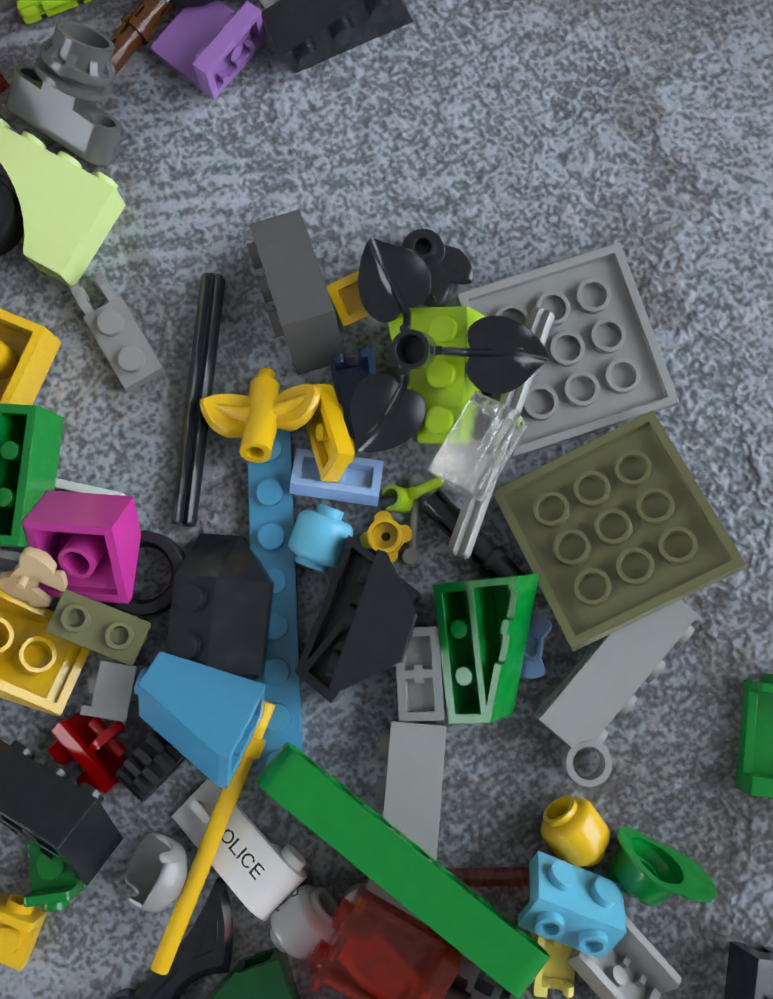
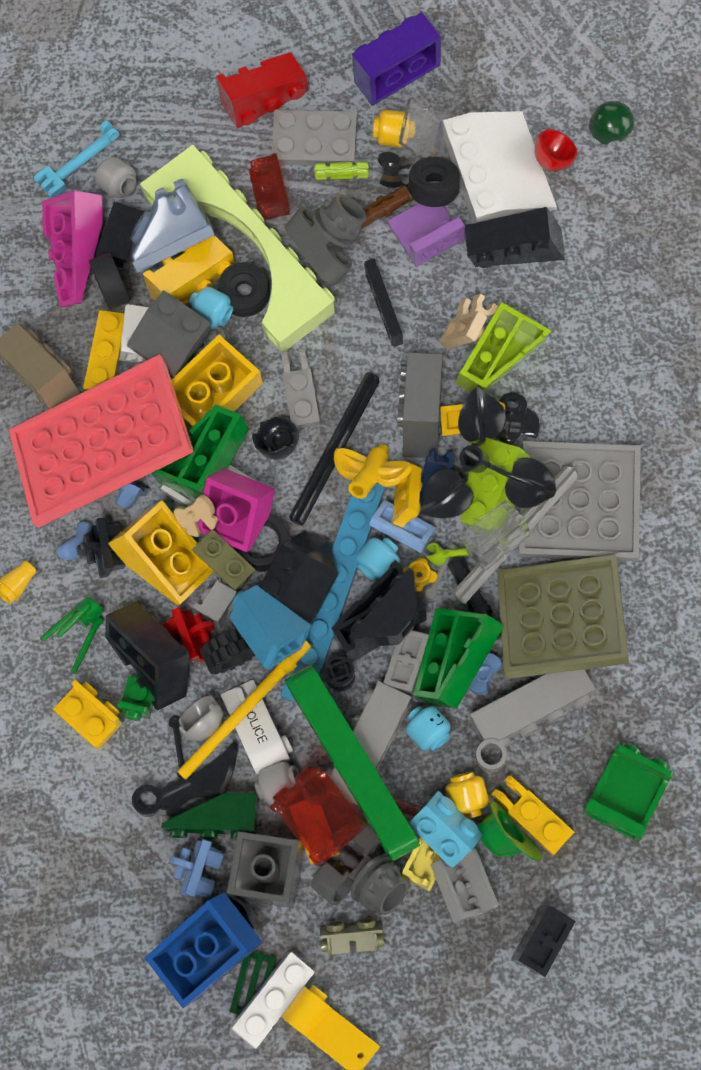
camera: 30 degrees right, 10 degrees down
(109, 415) = (276, 438): none -> black hair
(120, 886) = (174, 724): none -> black hinge
(187, 165) = (383, 303): none -> black tile
(317, 157) = (467, 325): none -> tan plate
(332, 718) = (342, 678): none -> black wheel
(376, 169) = (501, 348): none -> lime wedge
(485, 758) = (428, 728): none -> medium azure head
(678, 823) = (535, 817): none -> yellow hinge

